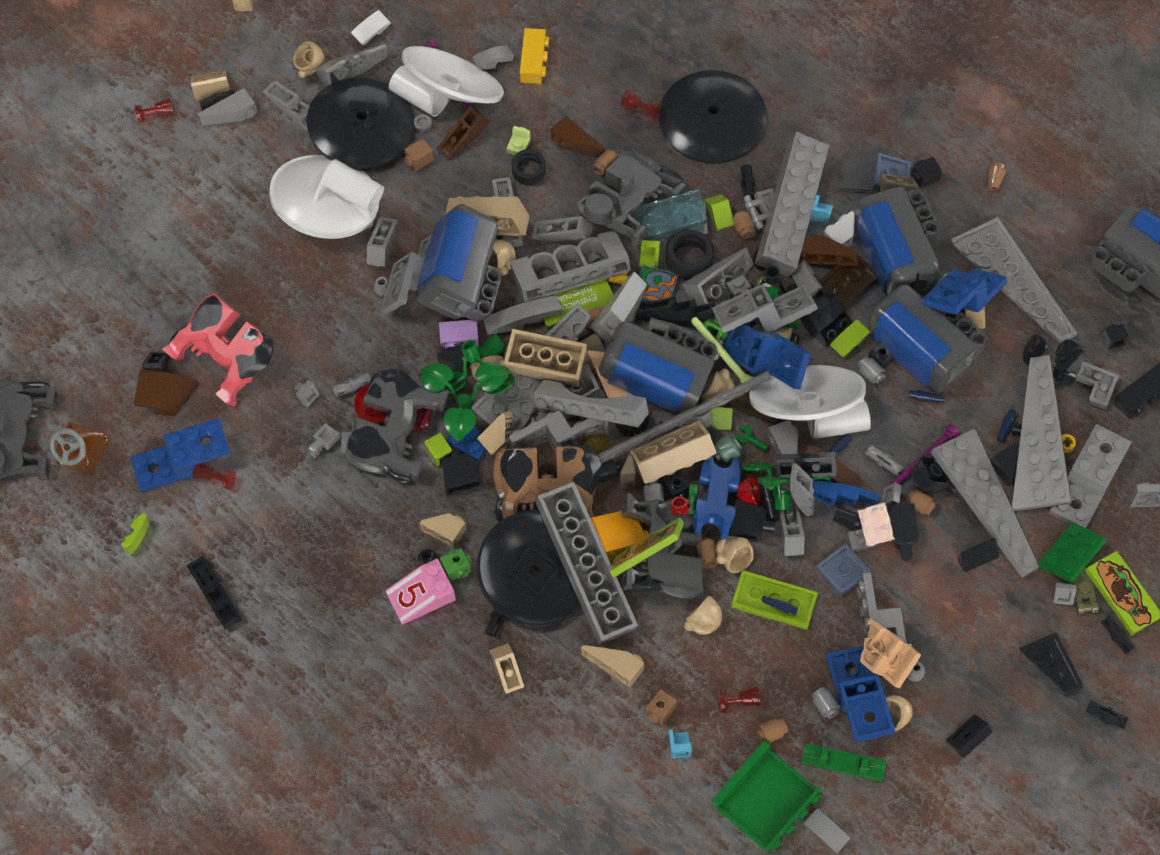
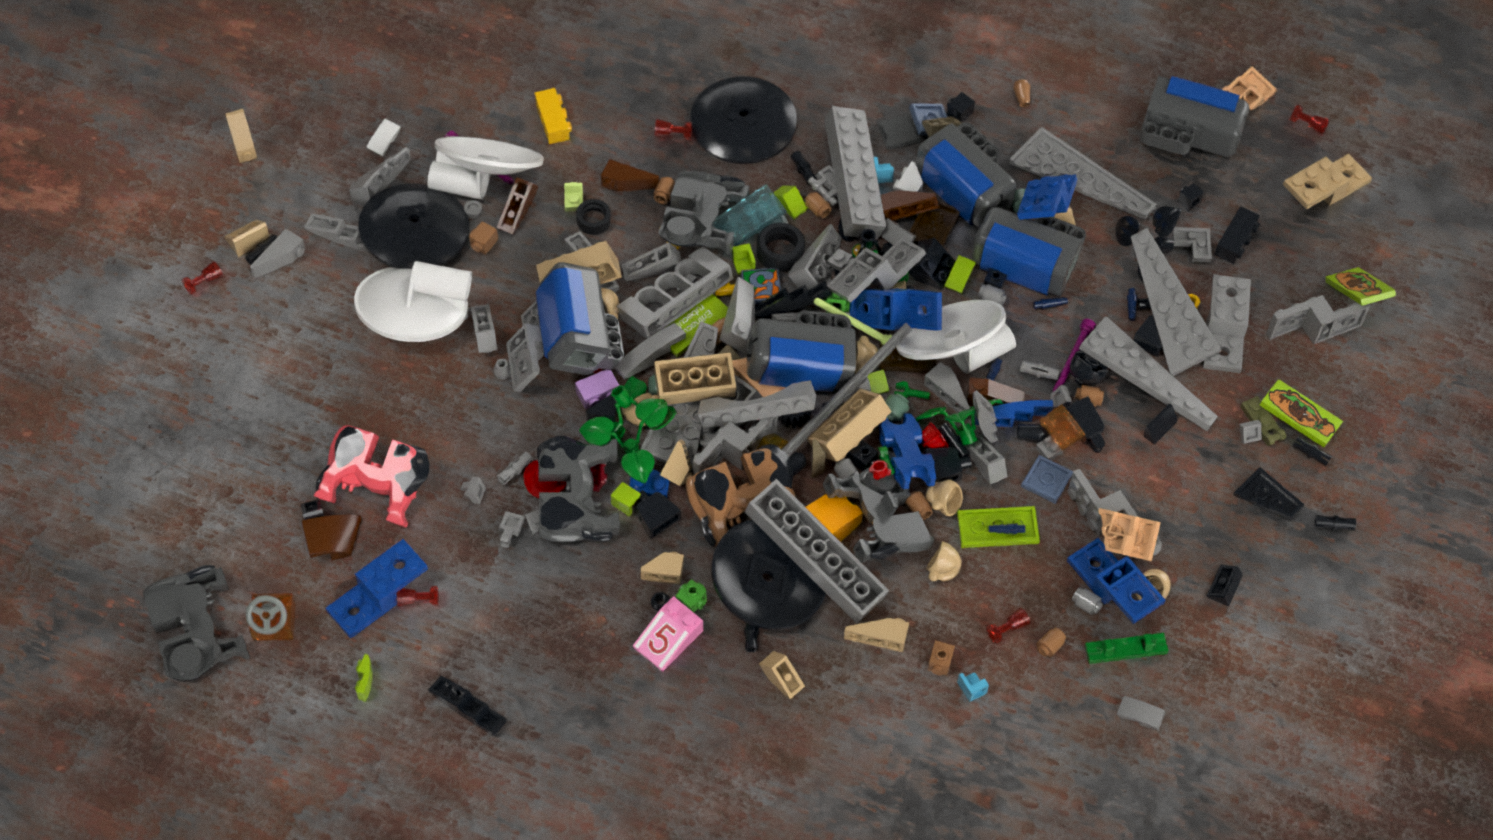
camera: 25 degrees left, 5 degrees down
(308, 58) = (336, 182): tan piece -> none
(488, 58) = (512, 129): light grey slope -> none
(646, 547) = (870, 514): lime tile -> none
(765, 798) = (1073, 706): green panel -> none
(813, 464) = (990, 388): black brick -> none
(1071, 552) = (1240, 394): green plate -> none

